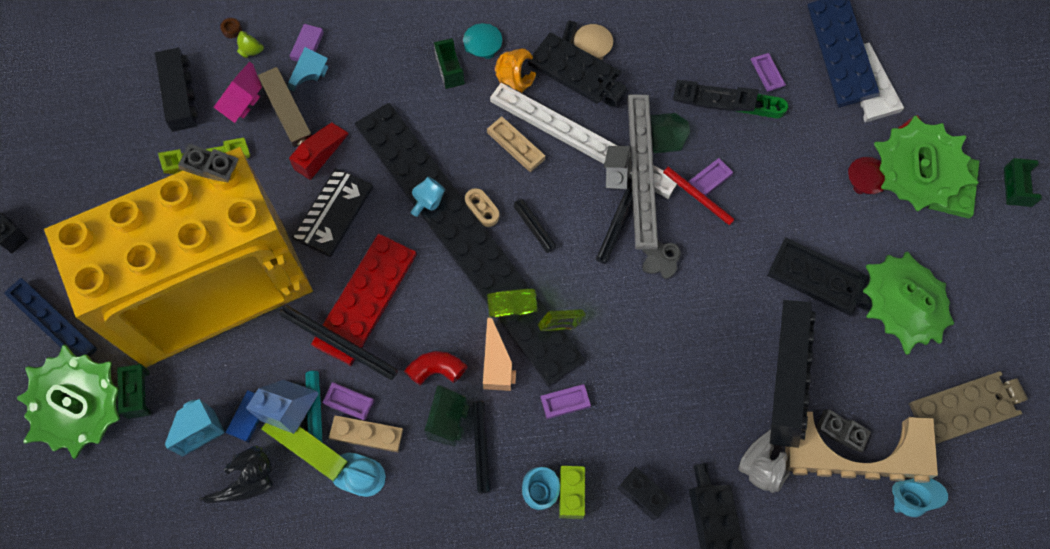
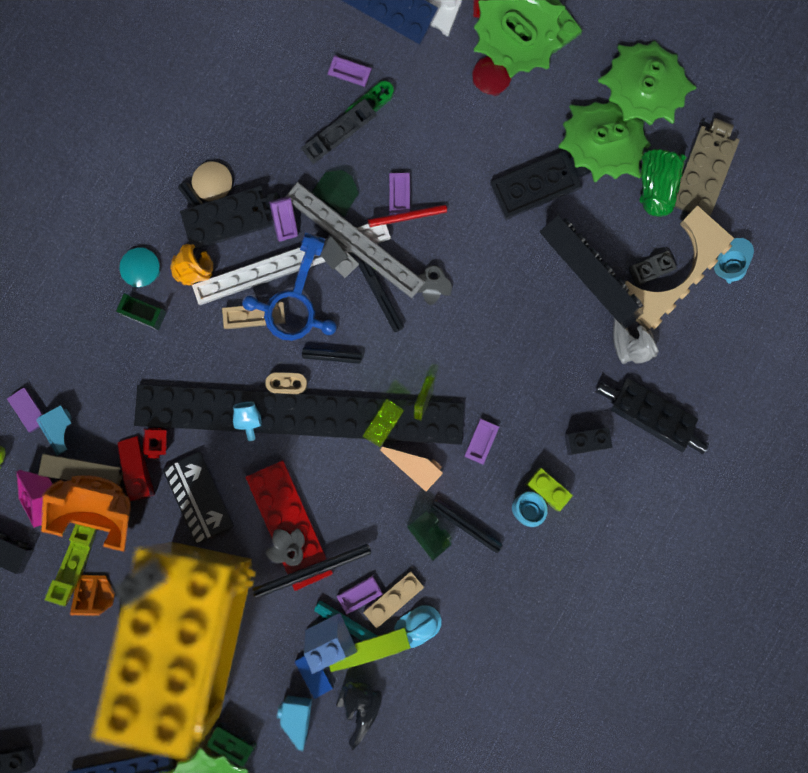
camera: 50 degrees left, 15 degrees up
(260, 122) = (88, 503): none -> orange cylinder
(343, 303) = (284, 544): none -> dark grey plate
(353, 137) = (158, 434): none -> red brick
(433, 363) = (382, 511): red cylinder -> none
(607, 135) = (312, 246): none -> blue piece
(611, 107) = (283, 218): none -> medium lavender tile
(922, 372) = (661, 181): none -> green hair
(987, 299) = (636, 71): none -> bright green piece

